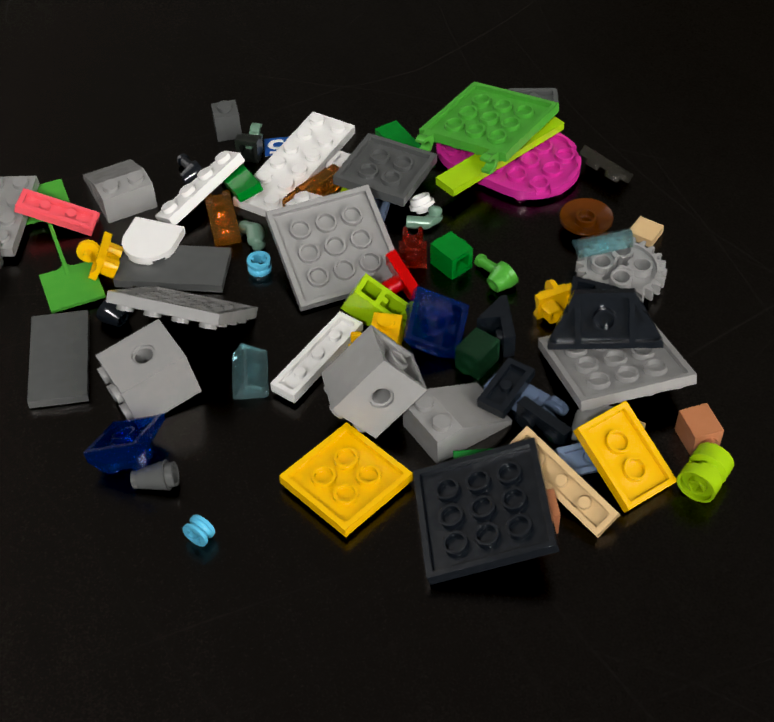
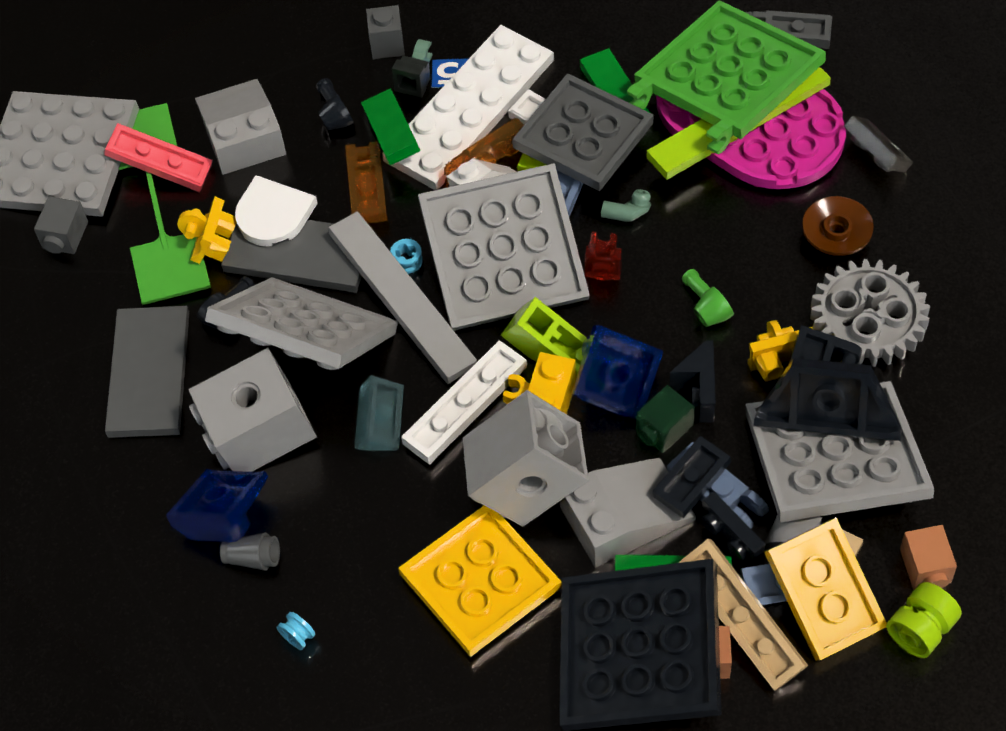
camera: 10 degrees right, 10 degrees up
(196, 191) = (341, 137): white plate -> none
(254, 233) = (404, 211): sand green arm -> none
(259, 289) = (402, 297): none -> light grey tile
(401, 278) = (581, 304): red tile -> none
(421, 202) = (624, 183): white plate -> none
(451, 255) = (652, 268): green brick -> none
(603, 242) = (850, 272): clear light blue slope -> none
(647, 231) = (913, 253): tan tile -> none

